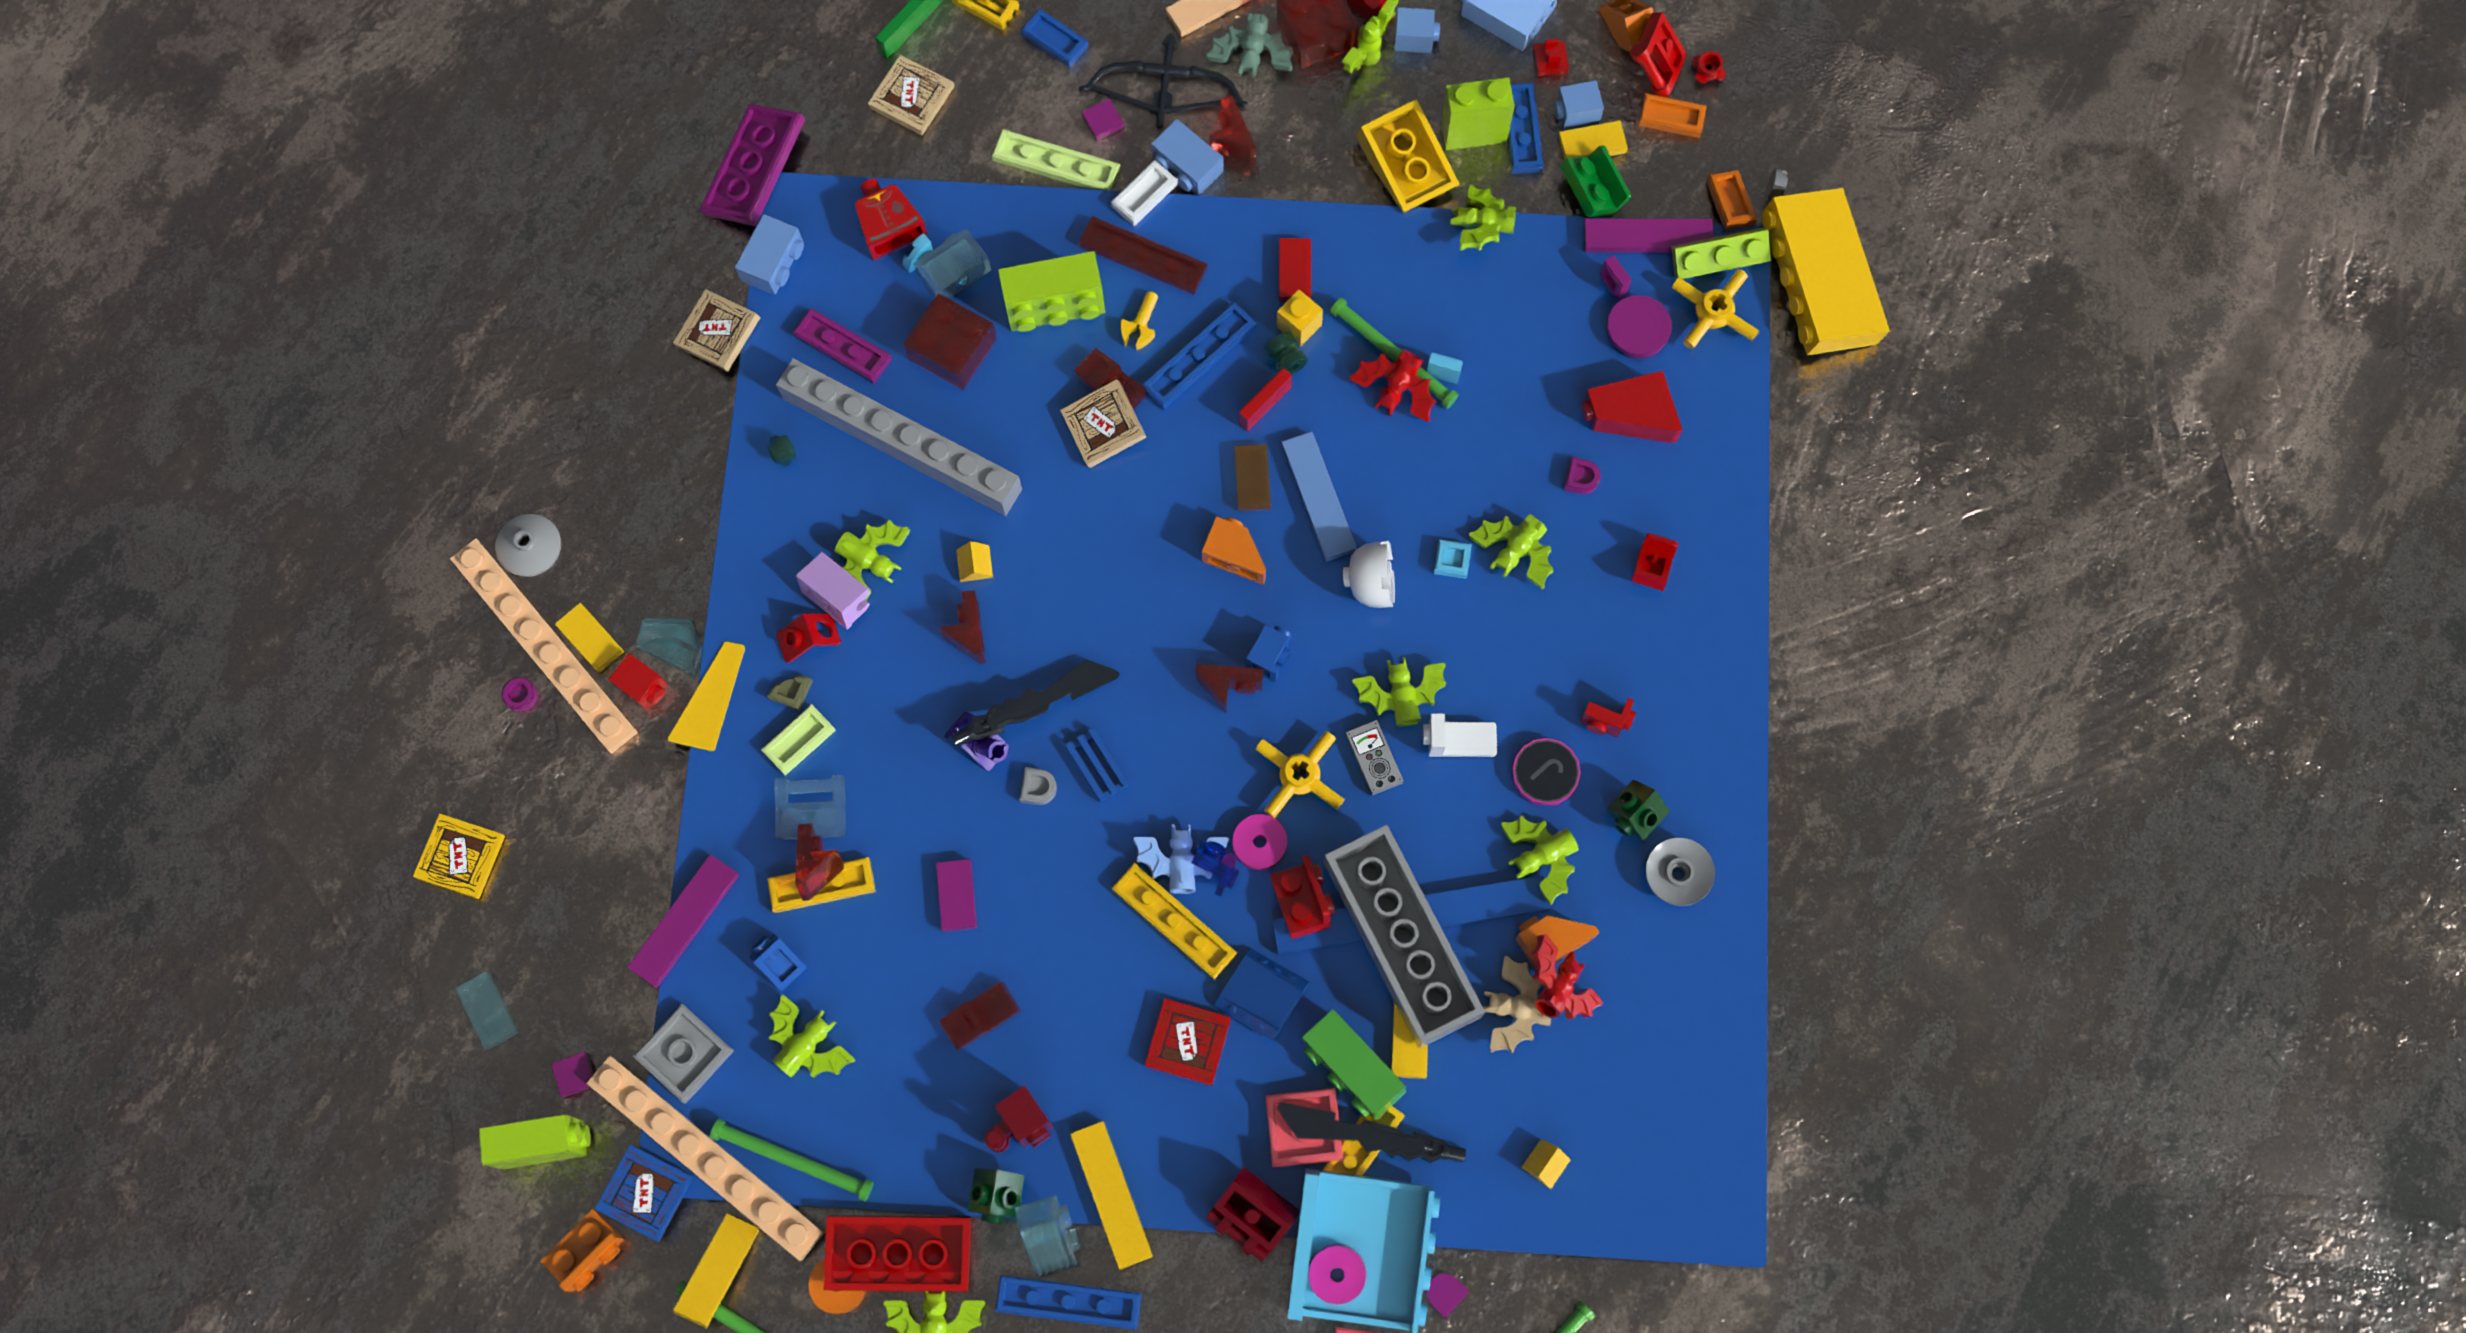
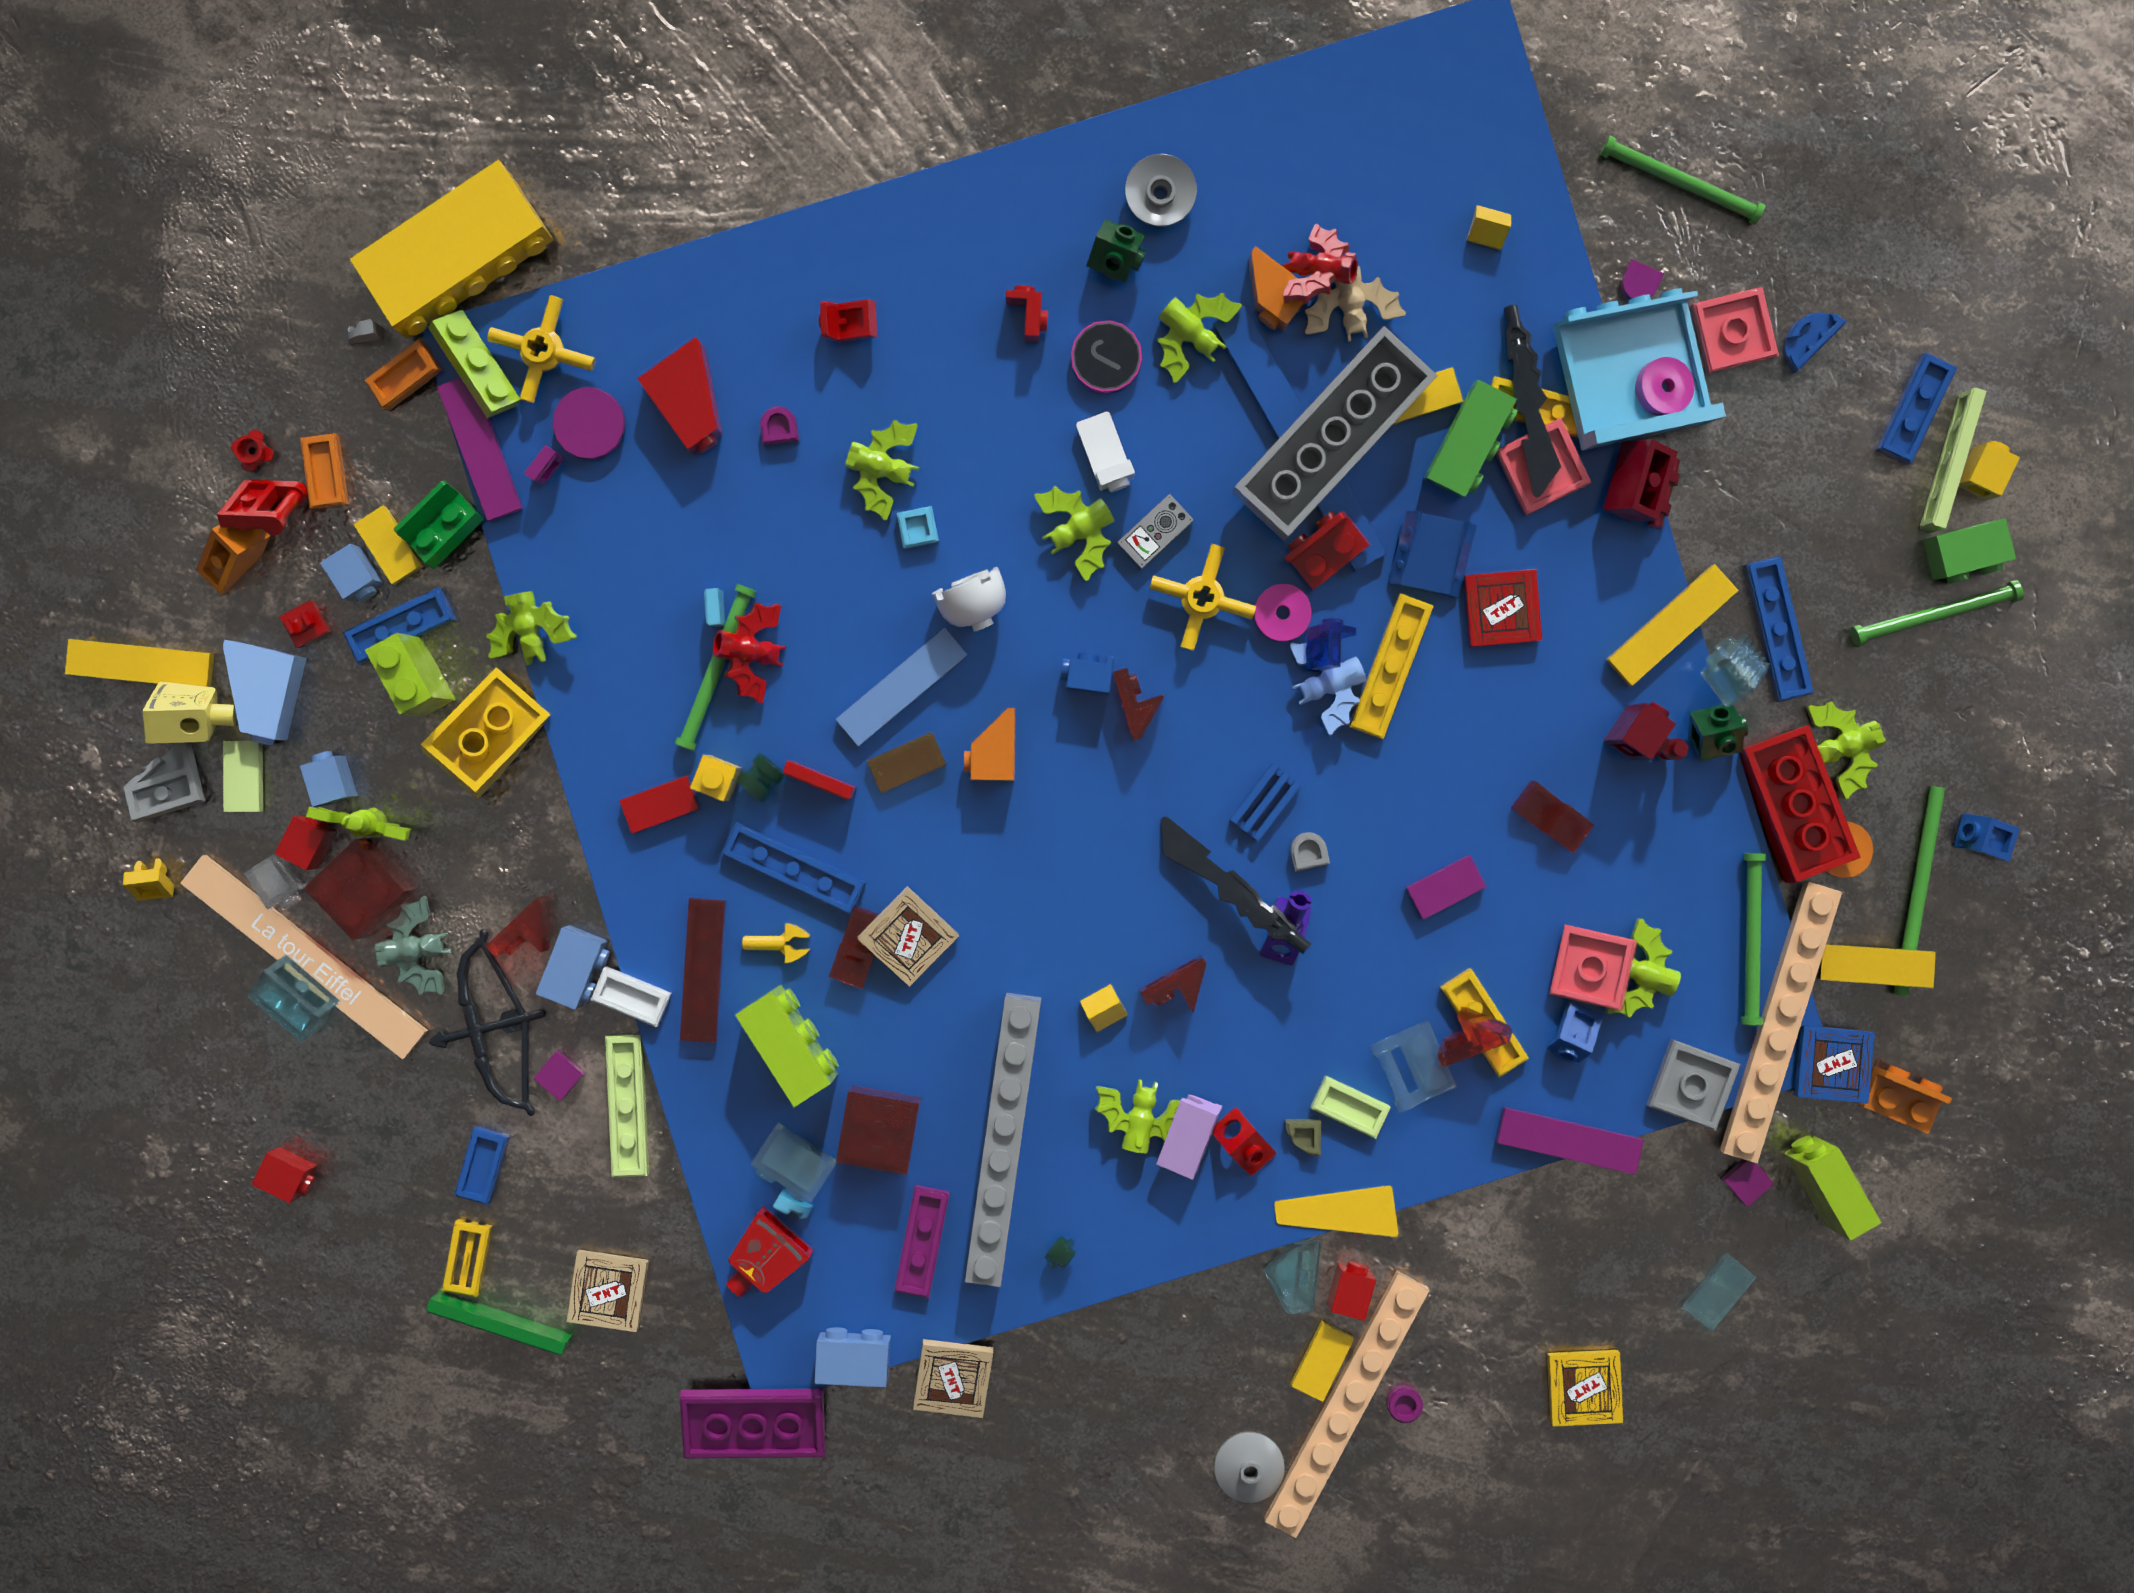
camera: 105 degrees left, 15 degrees up
(828, 998) = (1593, 967): none -> coral tile

